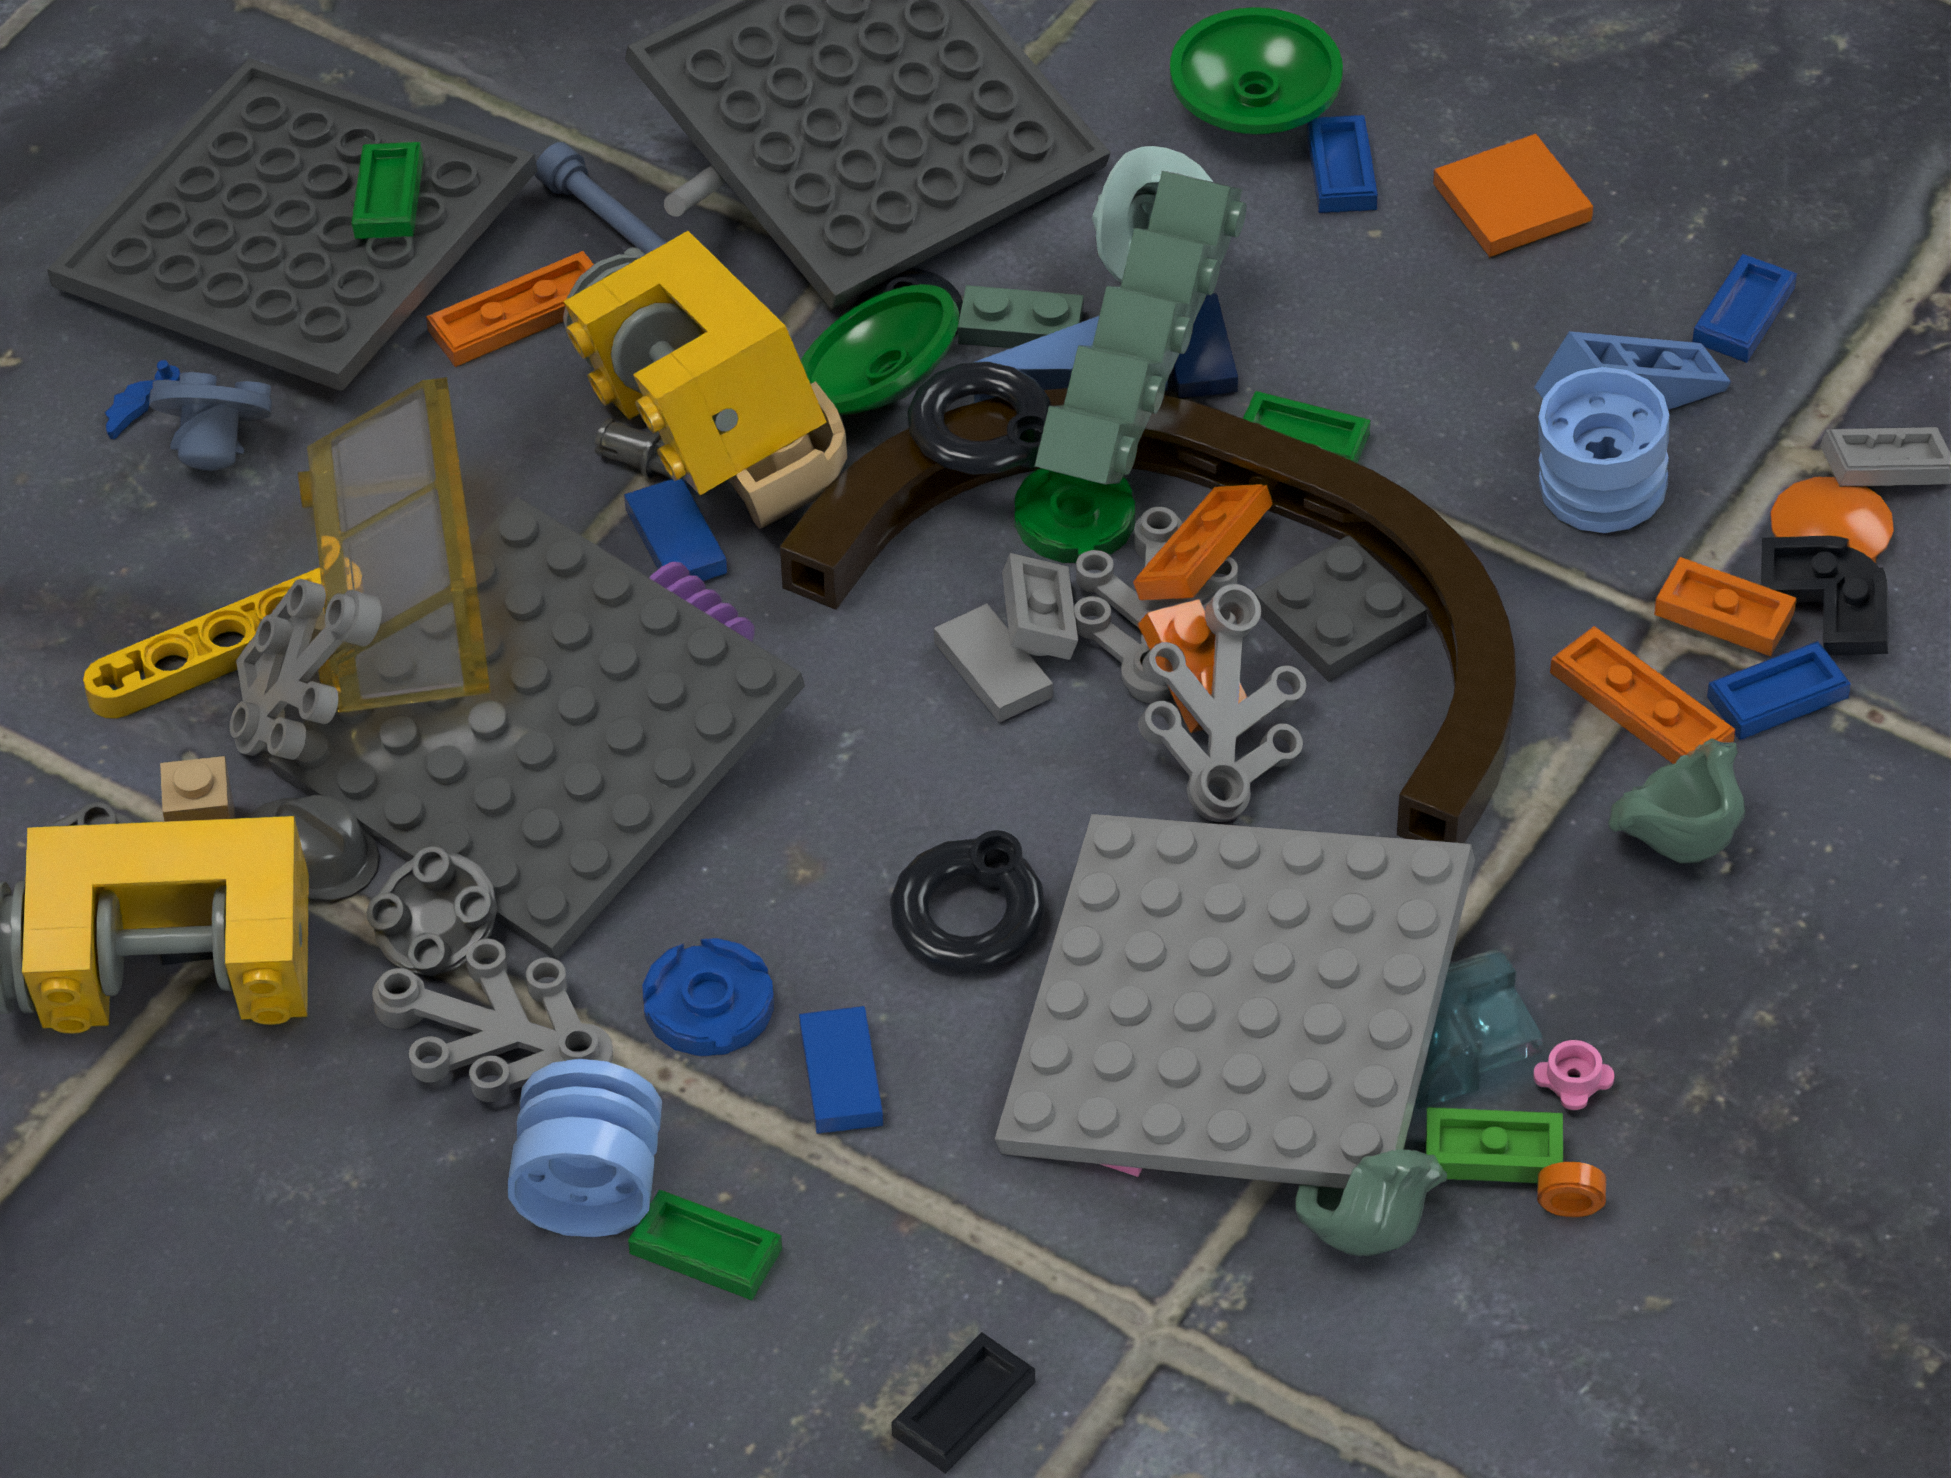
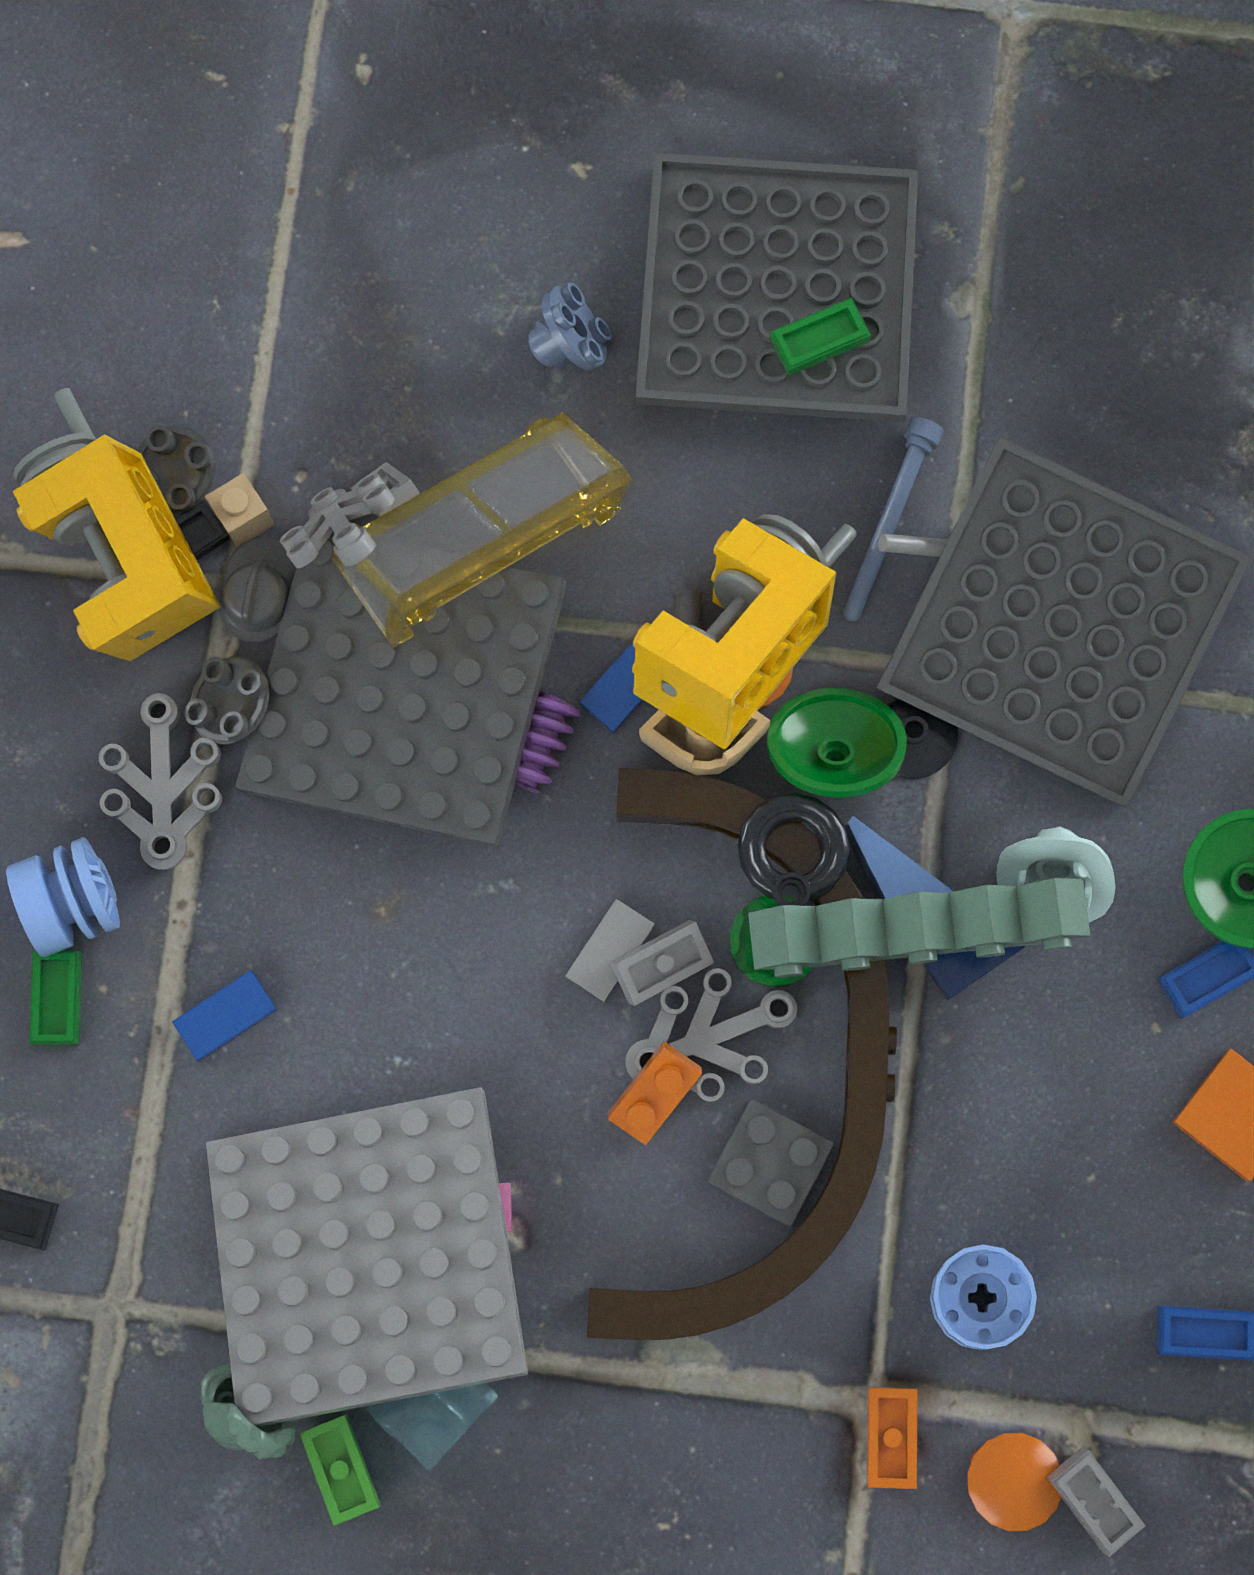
camera: 65 degrees right, 30 degrees up
(135, 400) = (579, 272): blue piece -> none
(187, 640) = (385, 430): yellow beam -> none
(506, 311) = (783, 474): orange tile -> none
(708, 997) = (247, 903): blue tile -> none
(969, 857) = (420, 1059): black piece -> none
(1014, 316) = (939, 819): sand green plate -> none
(1203, 542) = (769, 1048): orange tile -> none
(1220, 712) = (617, 1135): light grey plant -> none
(1312, 424) = (925, 1065): green tile -> none
(1571, 1189) = (323, 1537): orange tile -> none
(1575, 1059) = (414, 1503): bright pink plate -> none
(1637, 696) = (783, 1410): orange tile -> none
(1676, 368) = (1081, 1283): medium blue slope -> none
(1686, 806) = (678, 1484): sand green hair -> none
(1778, 690) = (838, 1503): blue tile -> none
(1840, 577) = (954, 1514): black plate -> none

